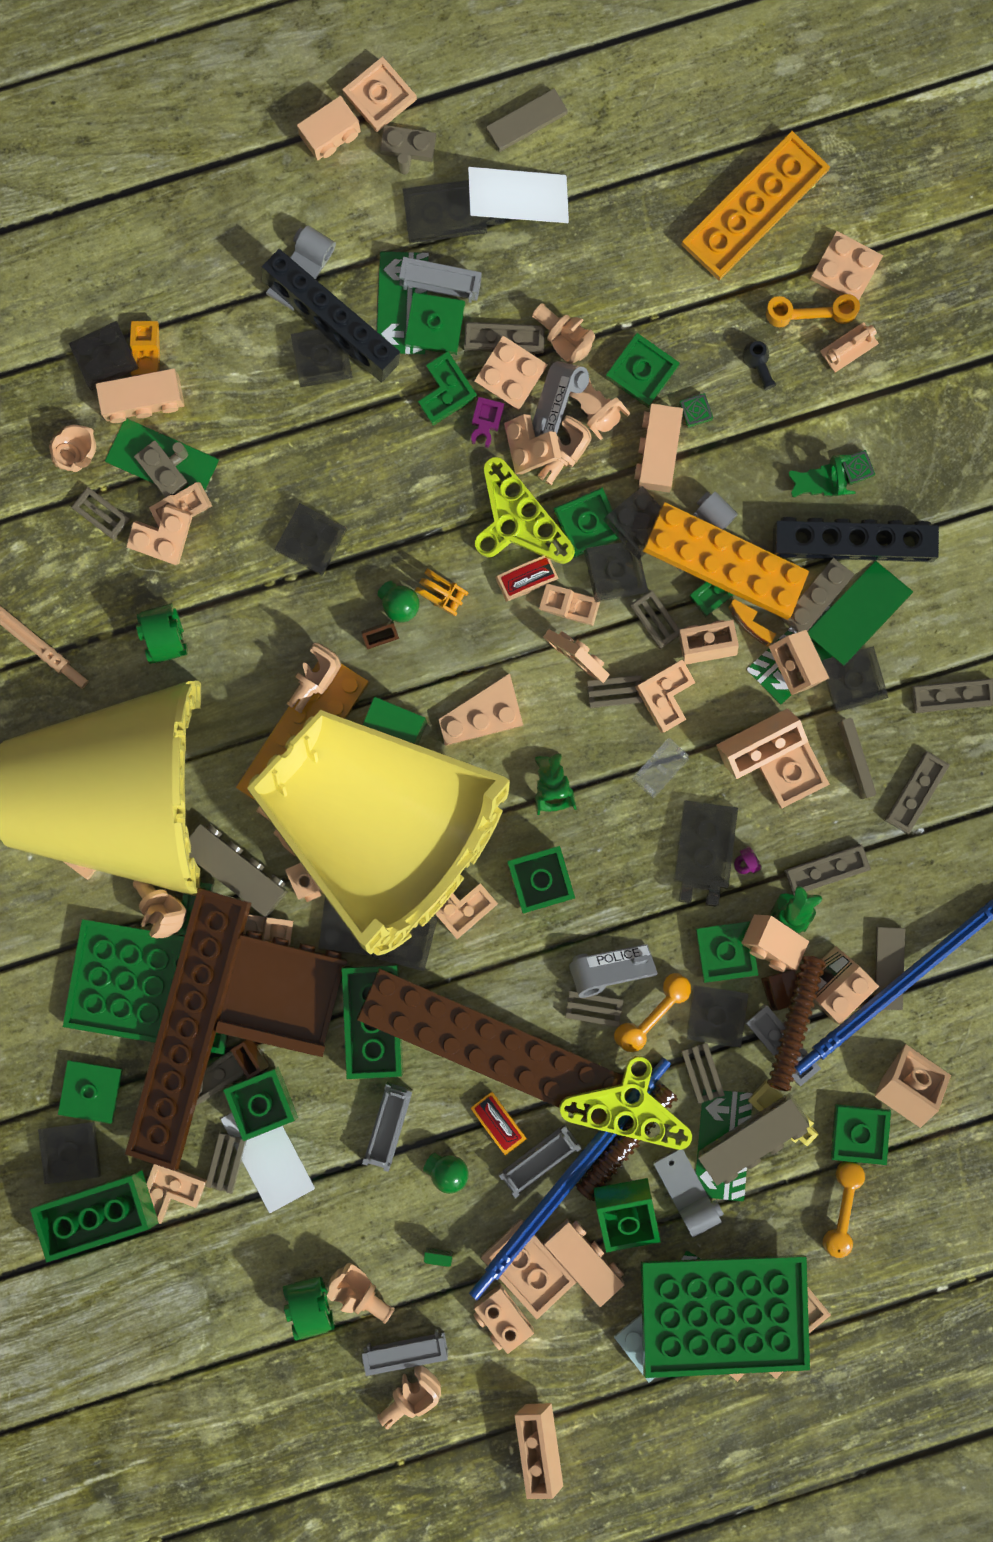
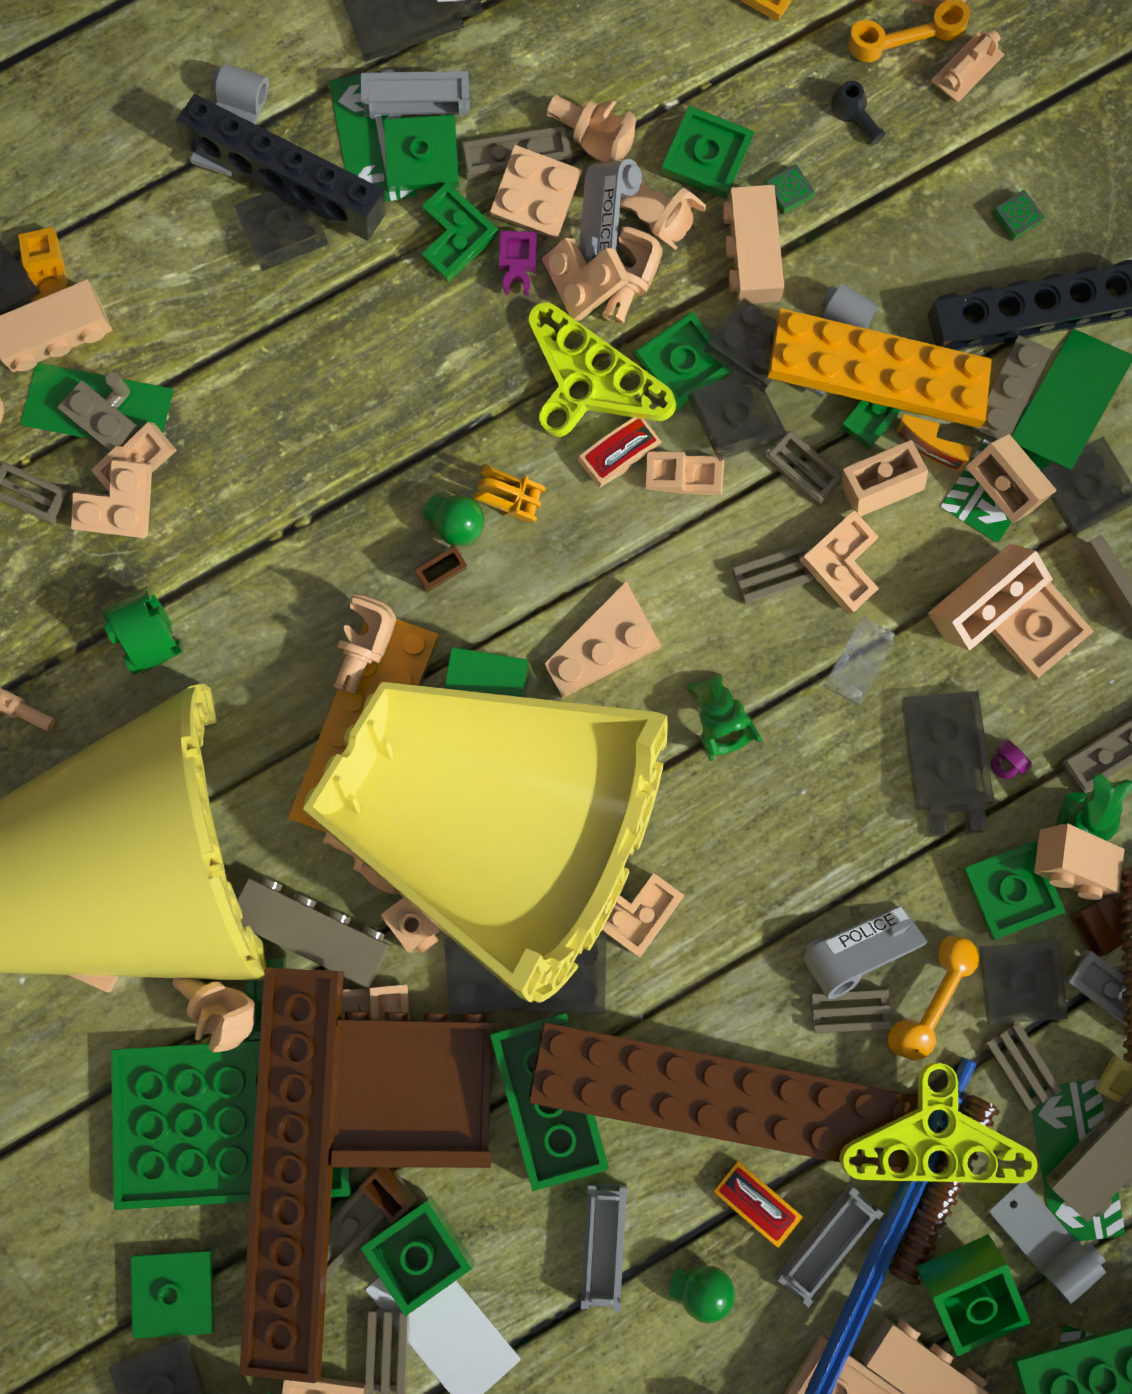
camera: 15 degrees left, 5 degrees down
(310, 539) = (318, 464): clear smoke plate -> none
(541, 879) = (737, 848): green brick -> none
(578, 653) = (714, 531): light nougat plate -> none
(827, 480) = (982, 239): green hair -> none

